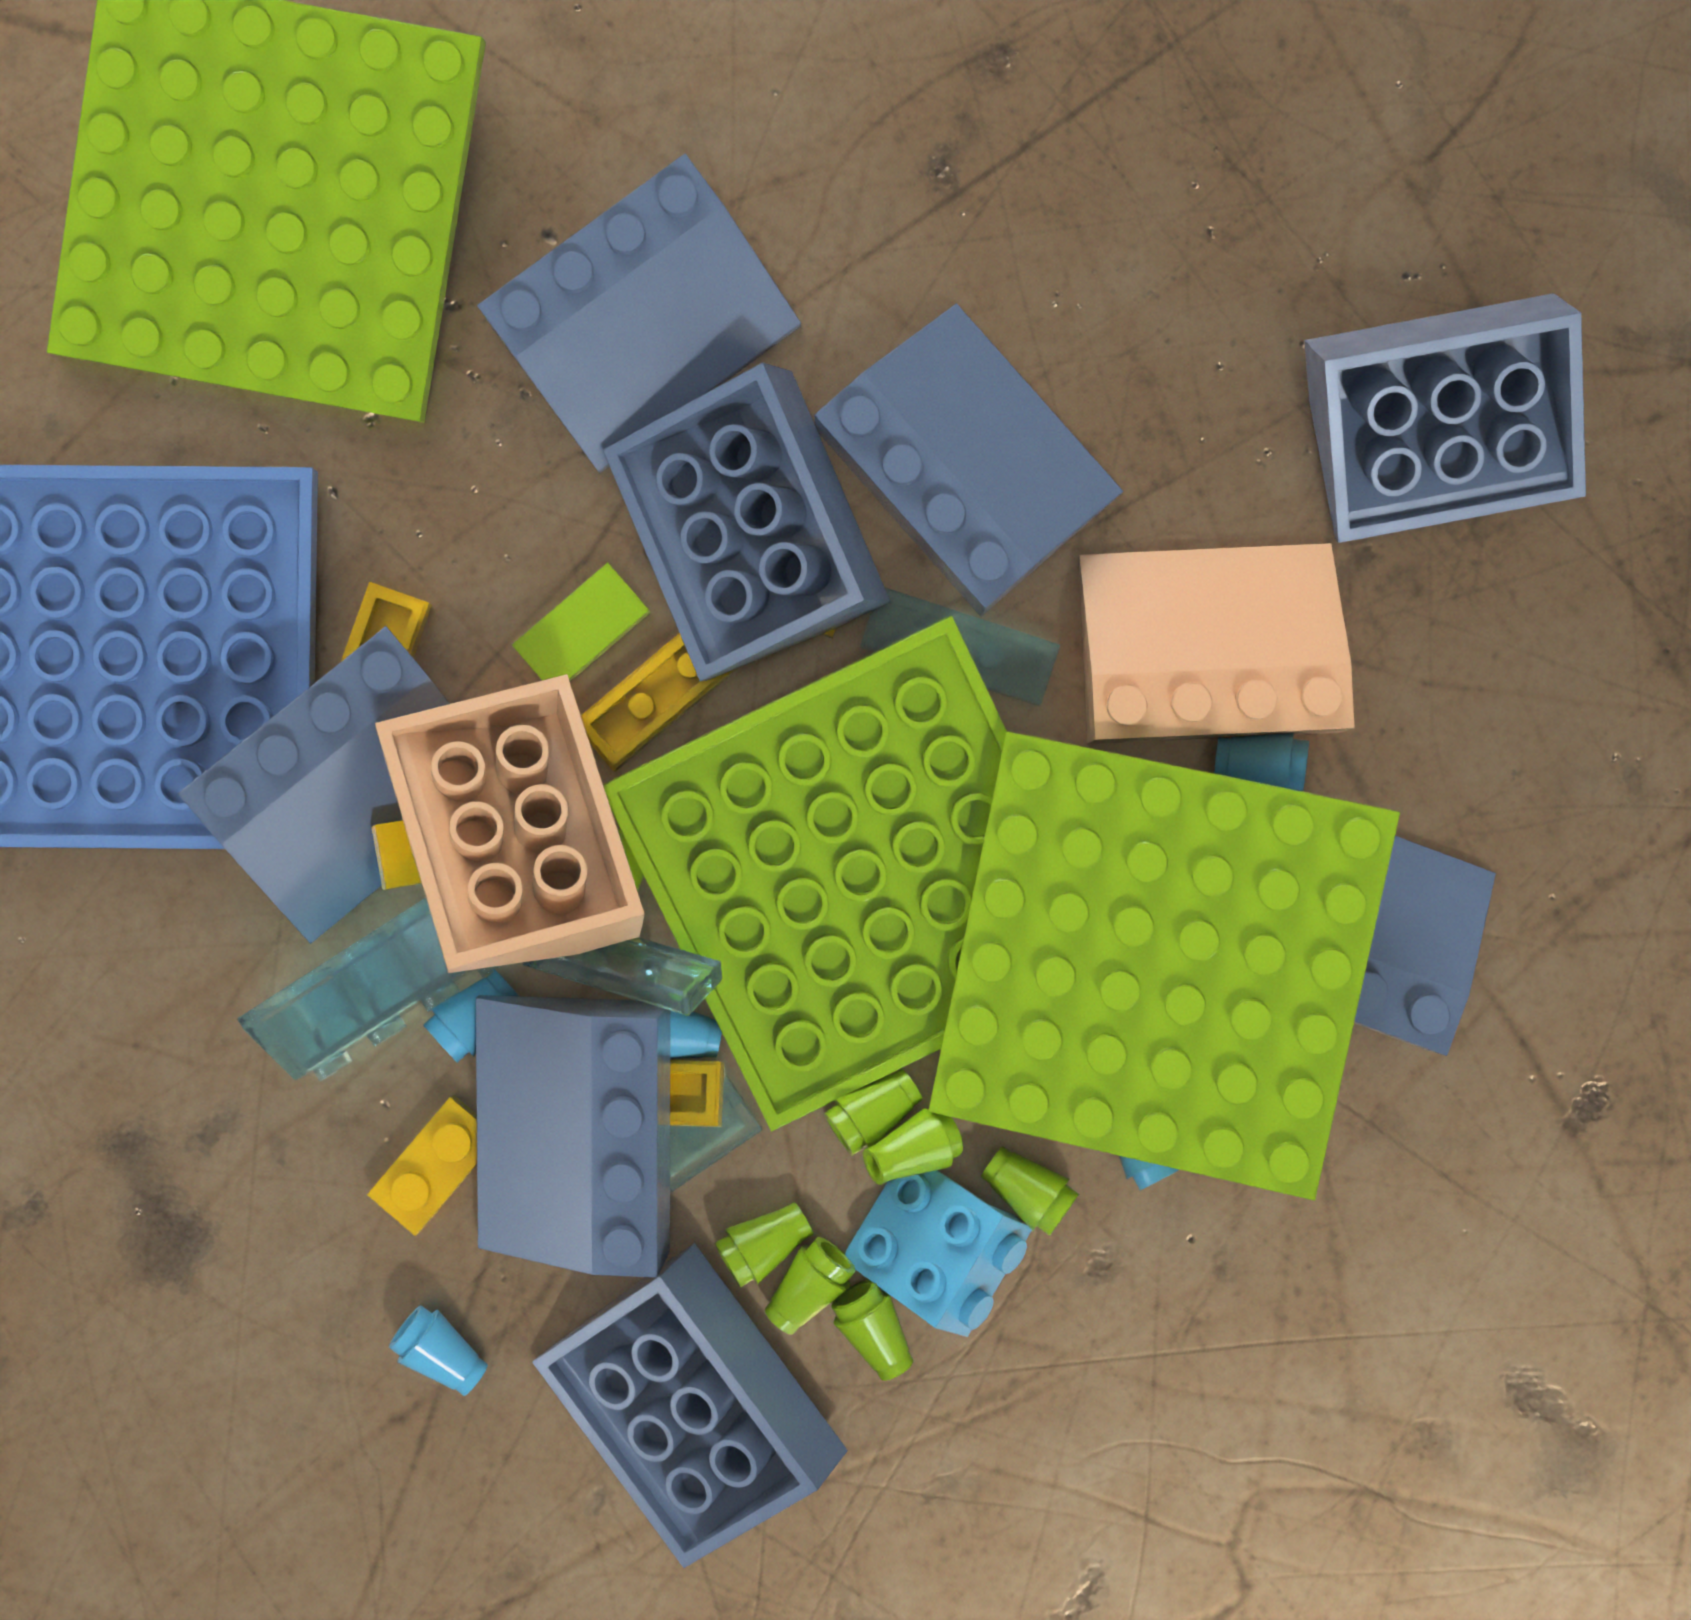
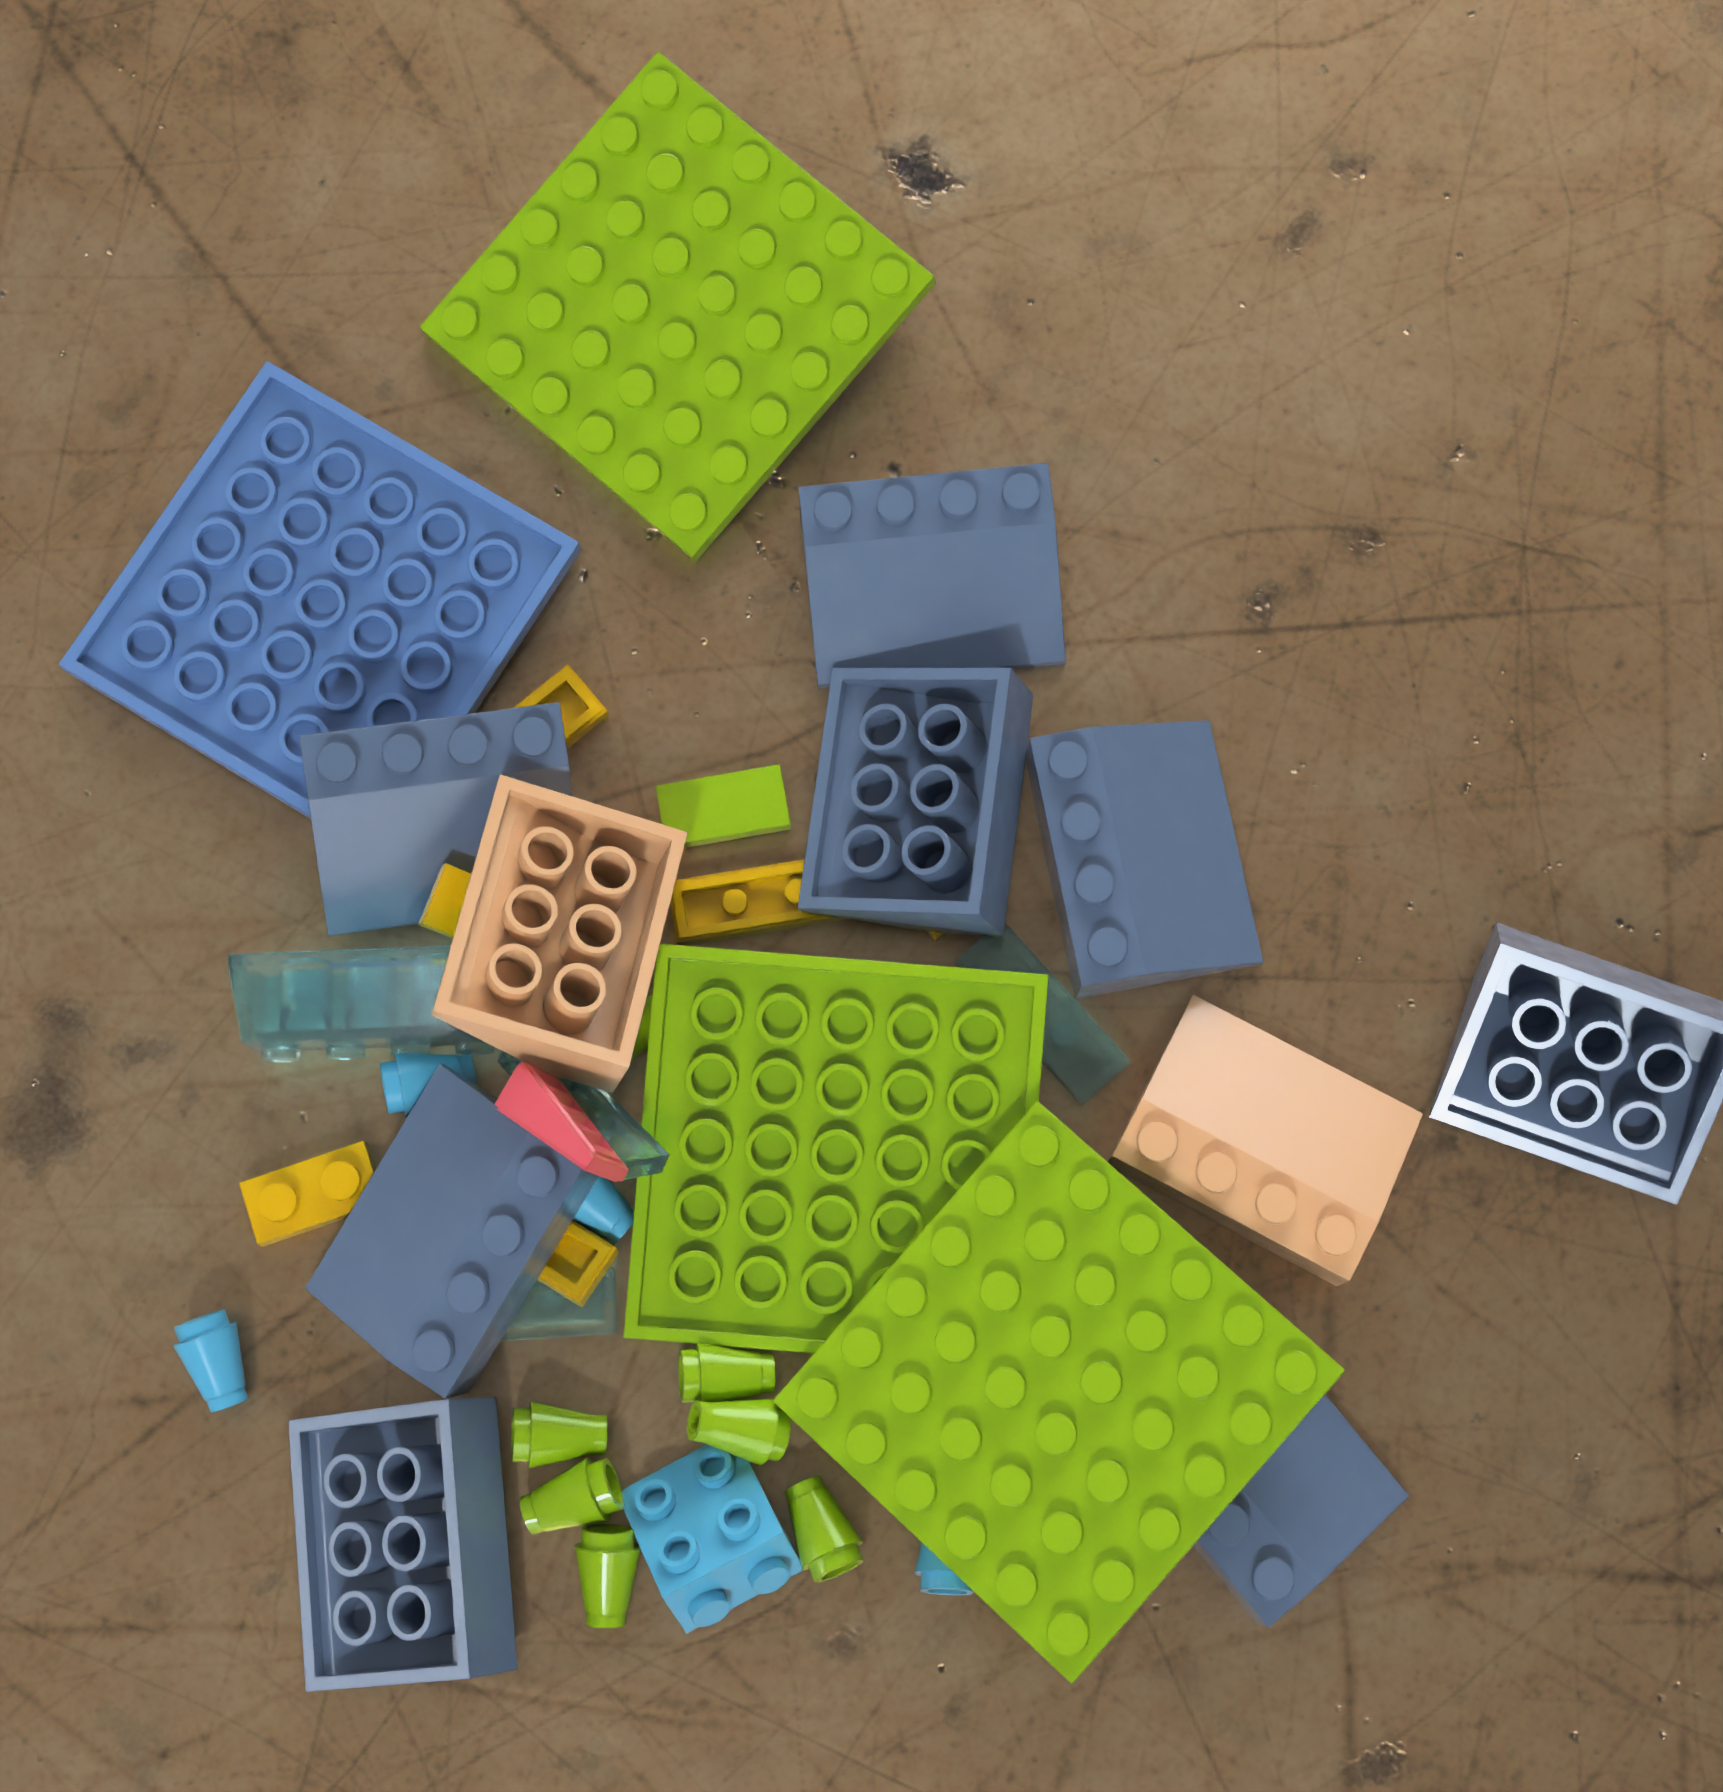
camera: 30 degrees right, 10 degrees down
(601, 991) = (551, 1114): none -> coral slope
(1264, 759) = (1258, 1265): medium azure cone -> none

